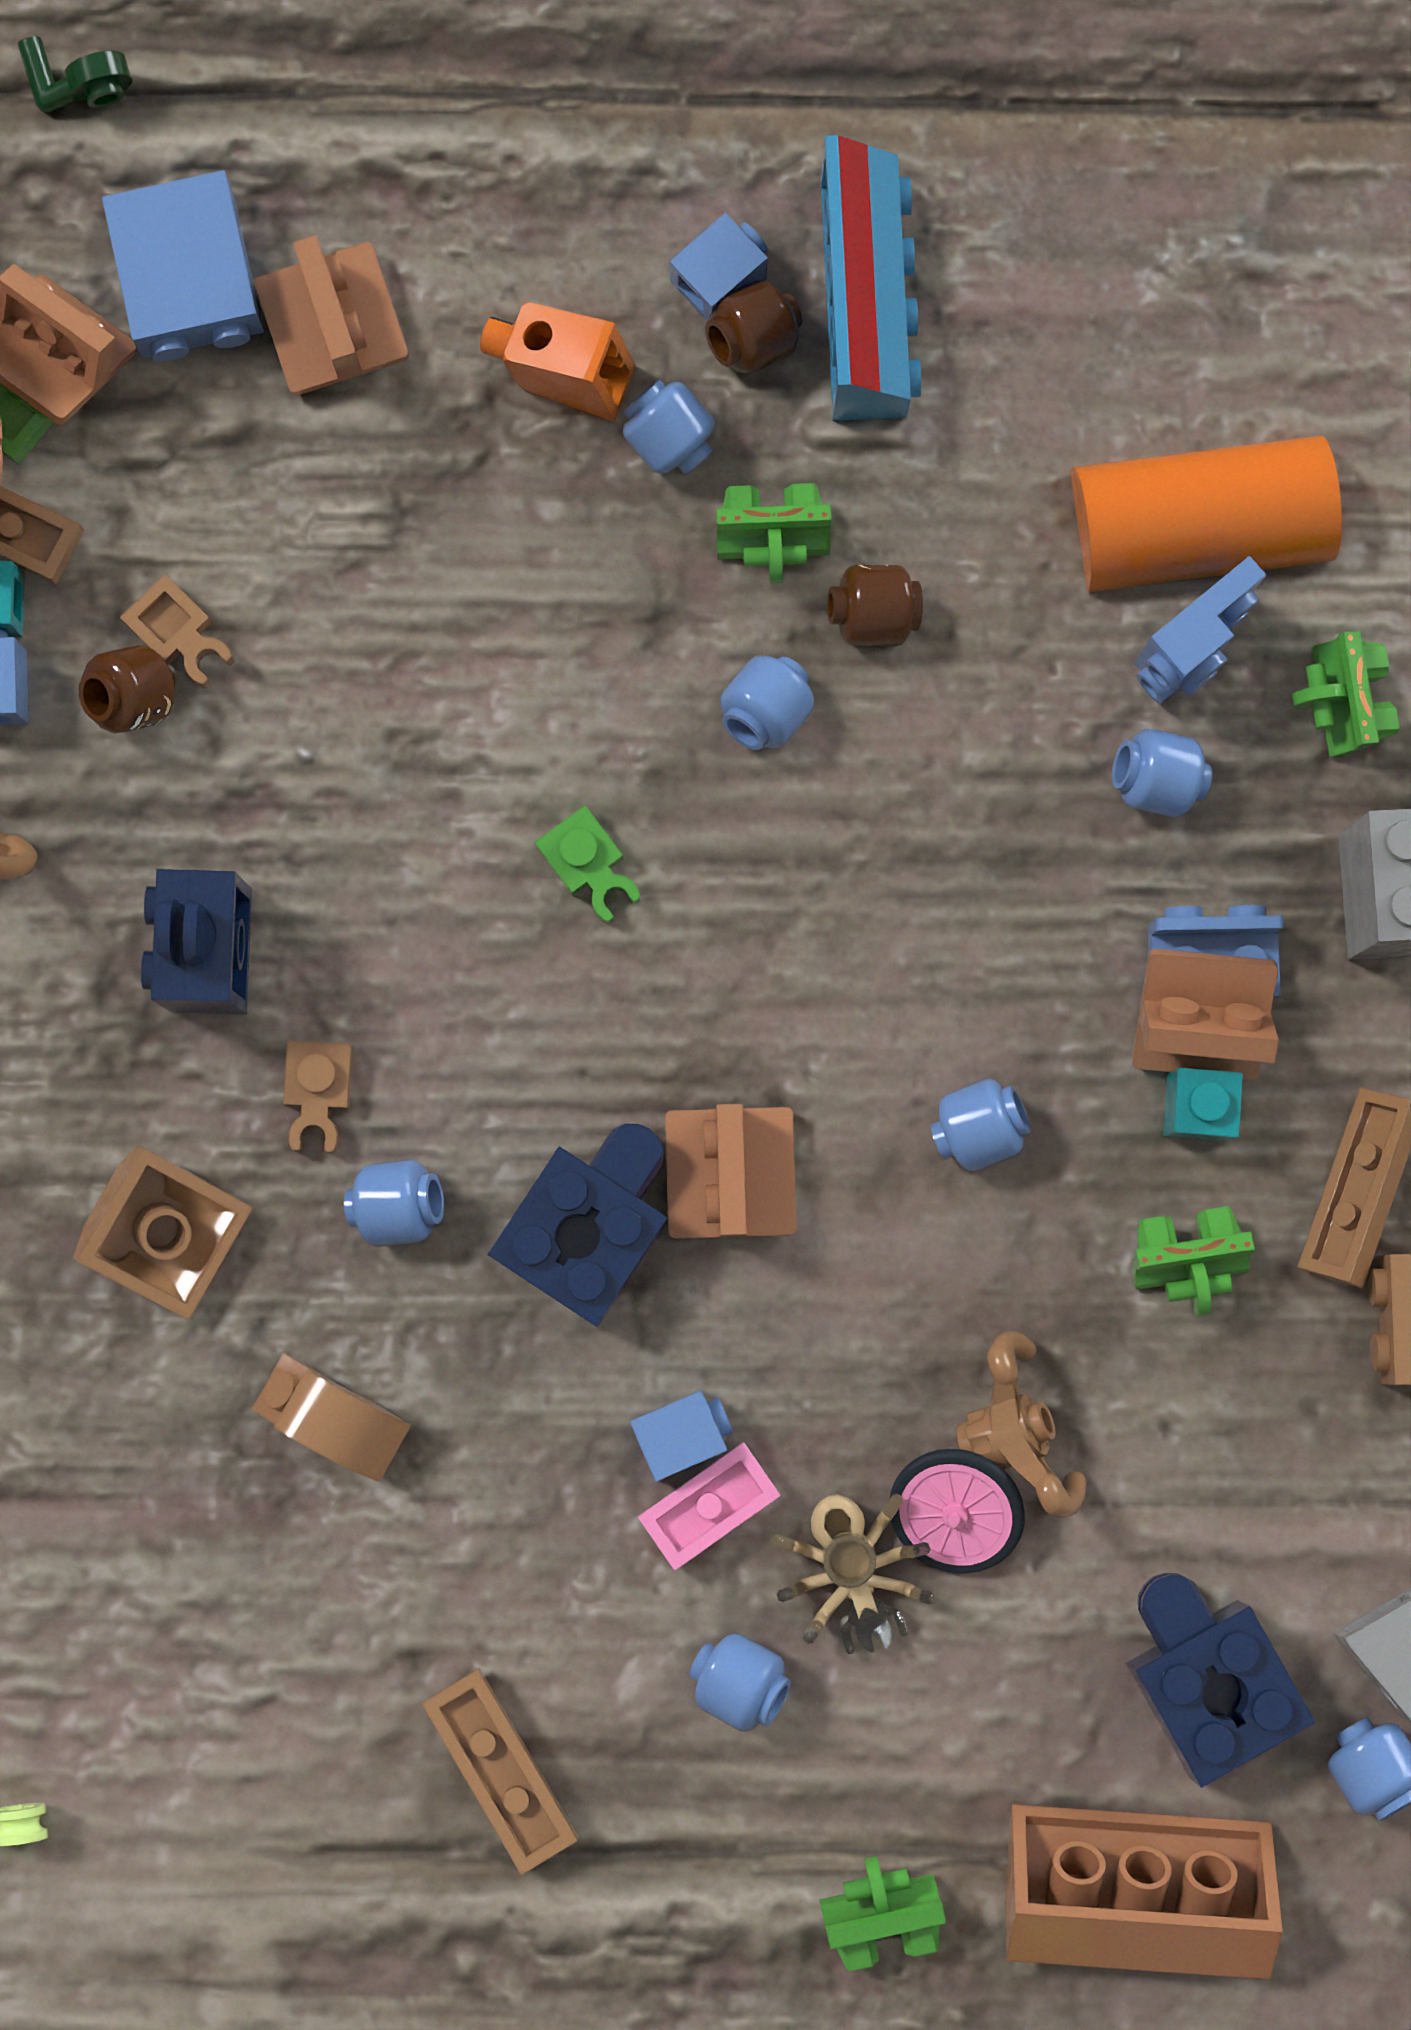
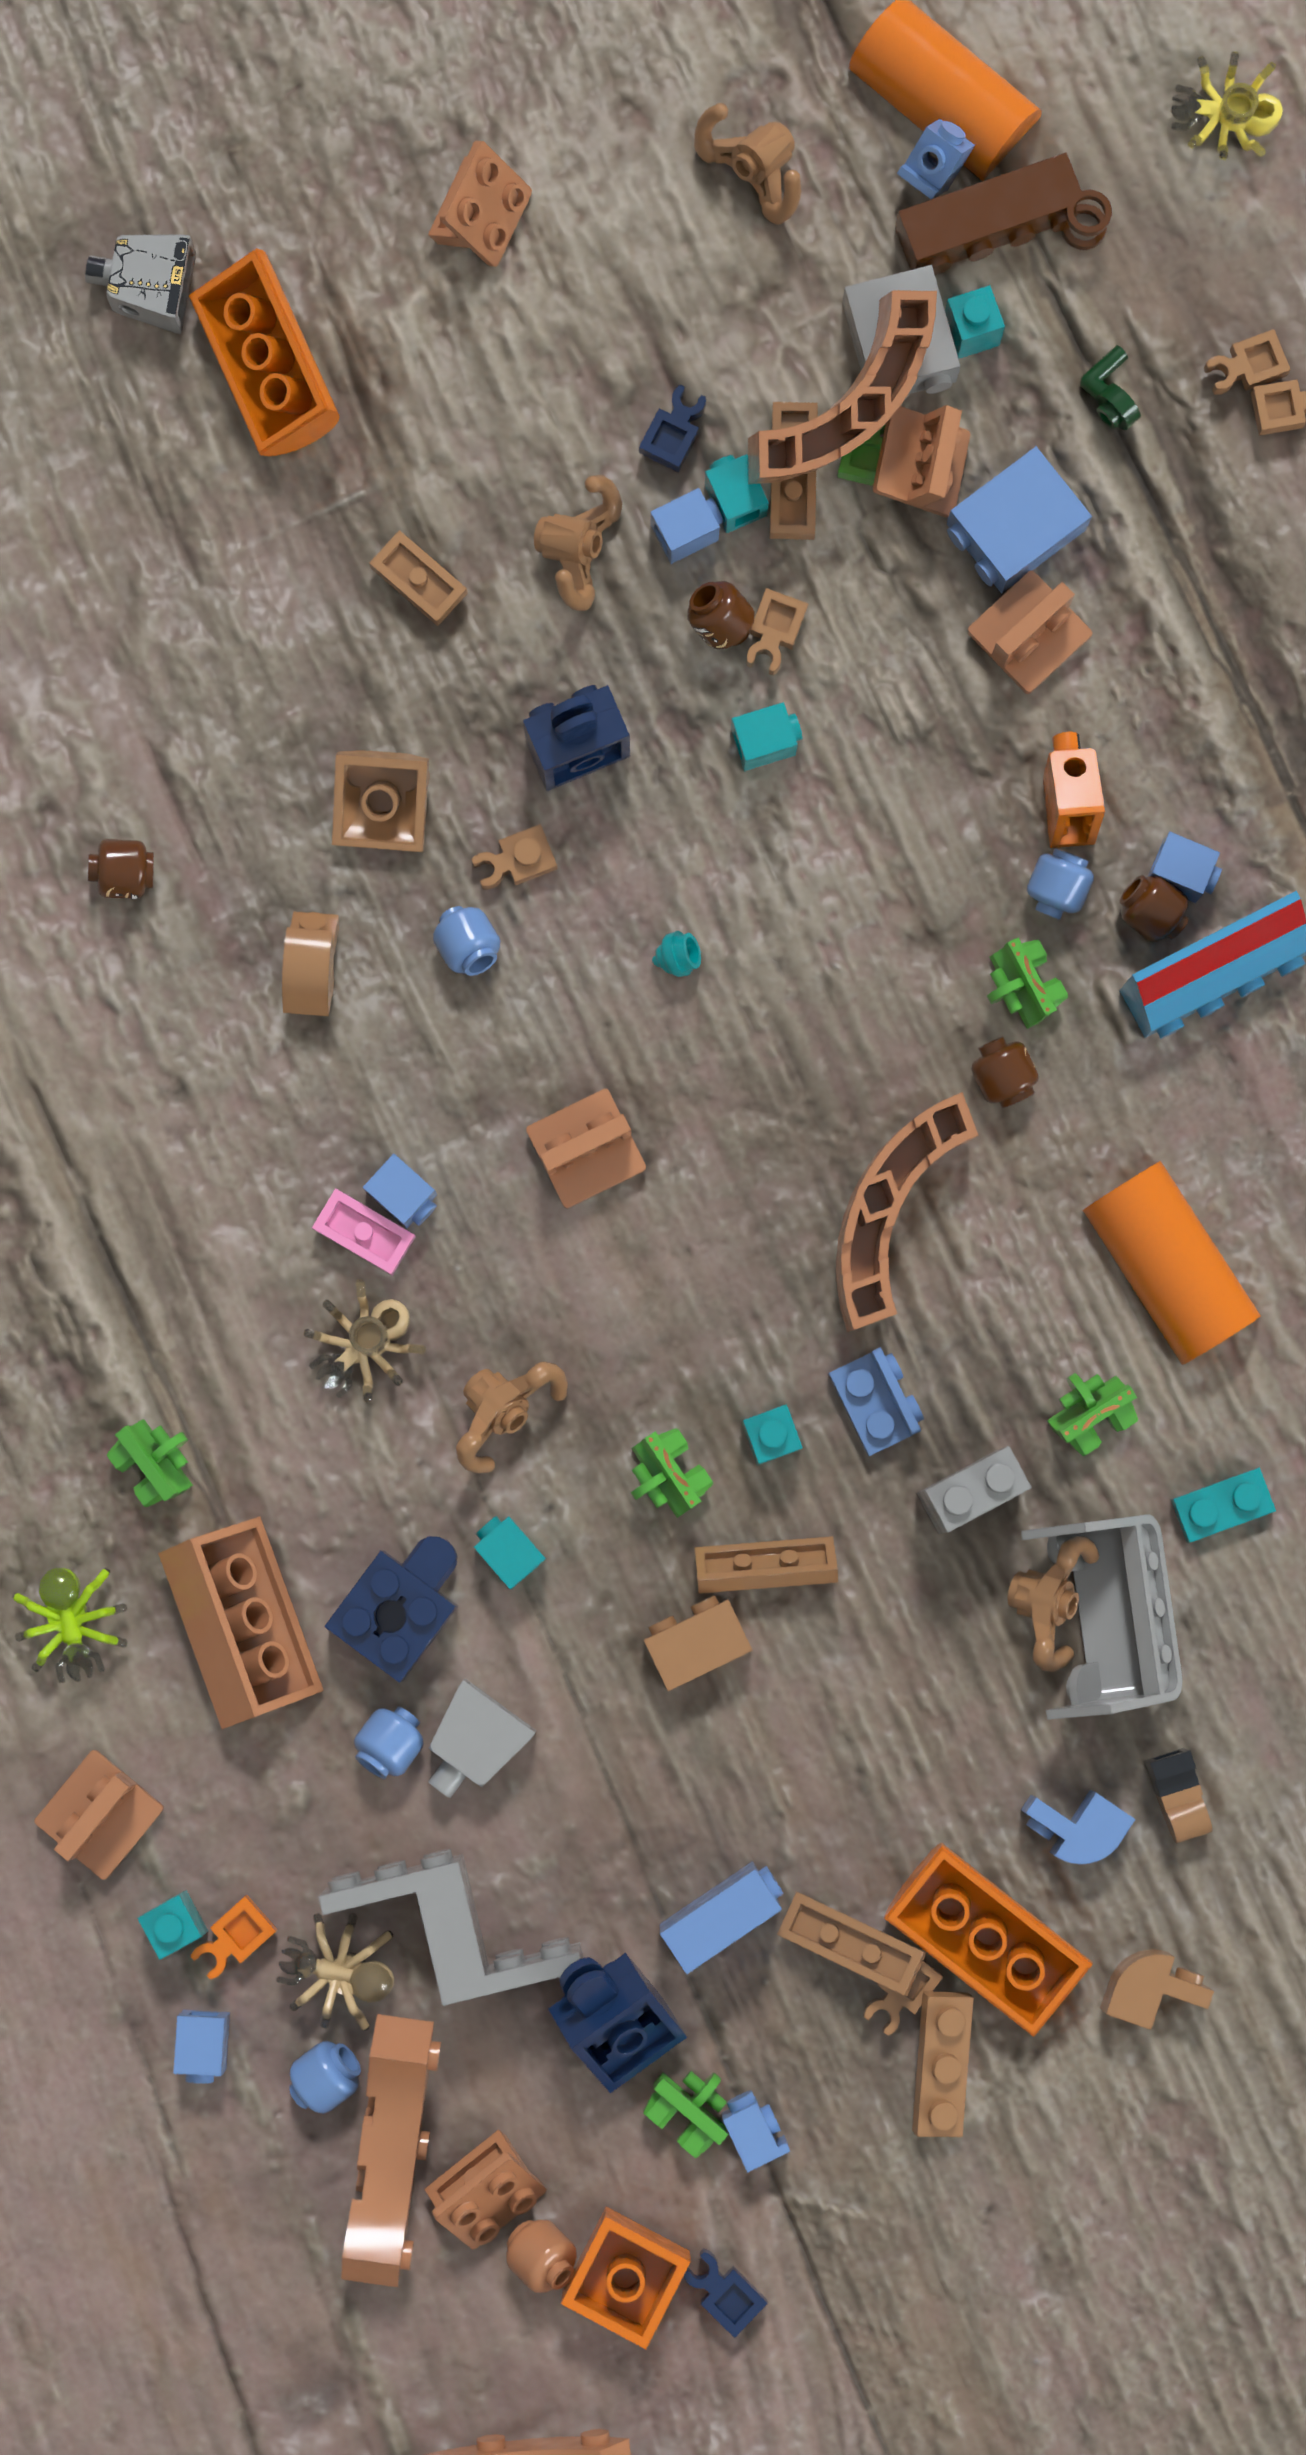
camera: 65 degrees right, 0 degrees up
(92, 1607) = (121, 869): none -> reddish brown head
(309, 704) = (766, 736): none -> teal brick
(500, 1771) = (134, 1175): medium nougat plate -> none
(536, 943) = (678, 954): none -> teal plate
(584, 856) = (750, 960): bright green plate -> none
(586, 1223) = (507, 1068): dark blue brick -> none
(740, 1682) = (259, 1302): medium blue head -> none
(766, 702) = (906, 1030): medium blue head -> none
(959, 1507) = (434, 1393): bright pink wheel -> none
(971, 836) = (876, 1202): none -> nougat brick
(981, 1125) = (692, 1296): medium blue head -> none
(1161, 772) = (981, 1310): medium blue head -> none
(1192, 643) = (1071, 1287): medium blue plate -> none
(1201, 1505) = (508, 1550): none -> teal brick
(1206, 1013) = (833, 1409): nougat bracket -> none

